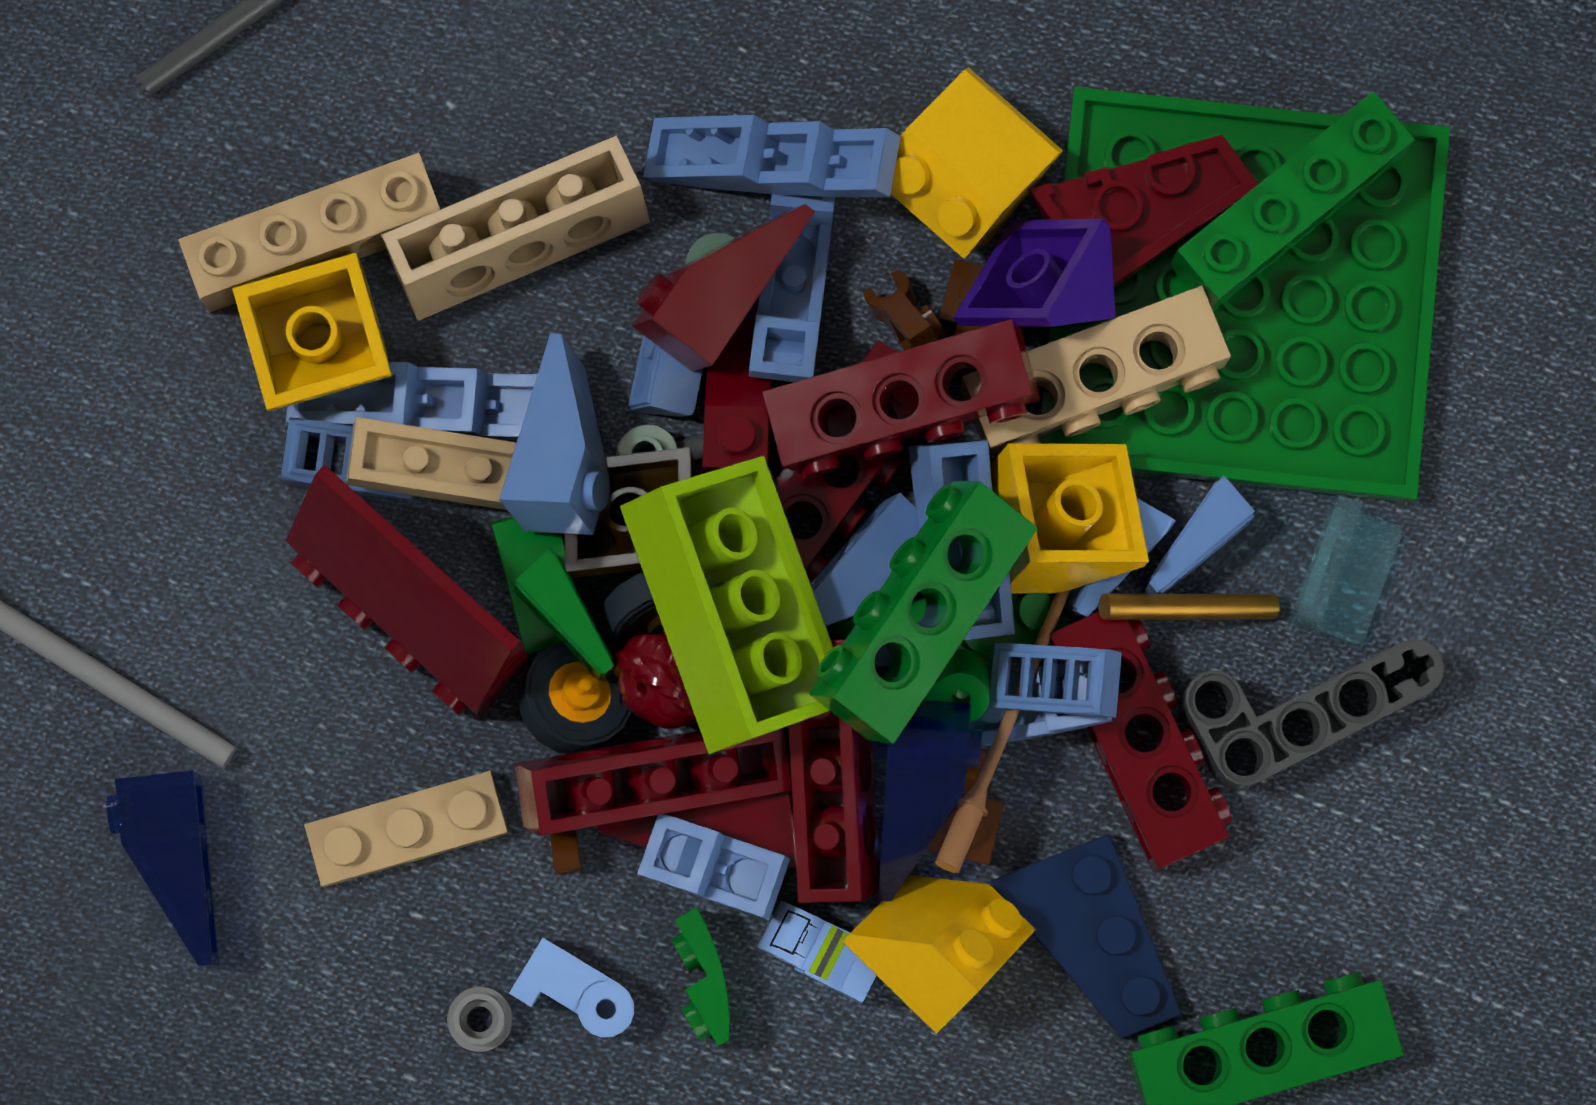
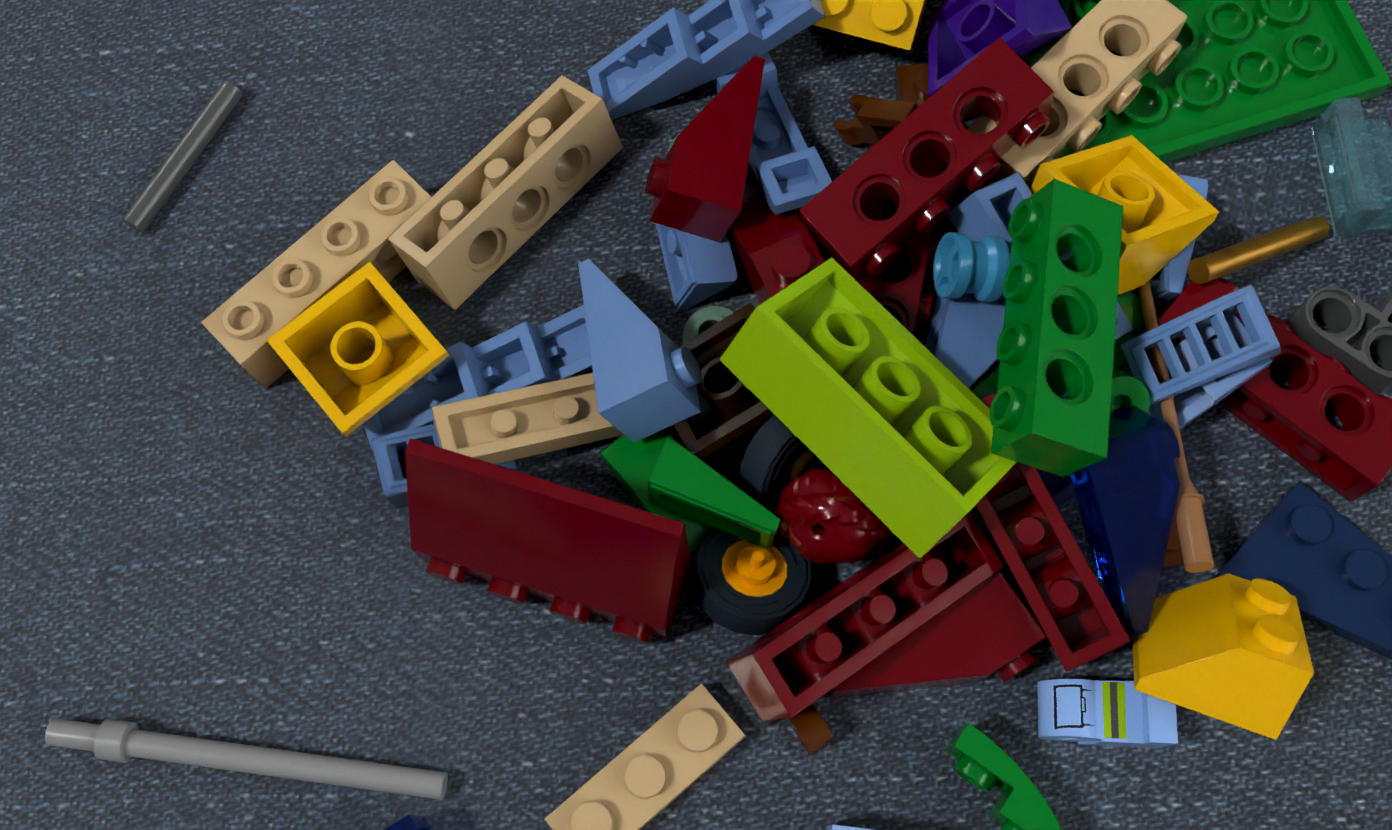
camera: 15 degrees left, 10 degrees down
(713, 866) = (968, 673): medium blue slope -> none
(891, 512) = (970, 266): none -> dark azure wheel
(1212, 525) = (1232, 178): medium blue slope -> none

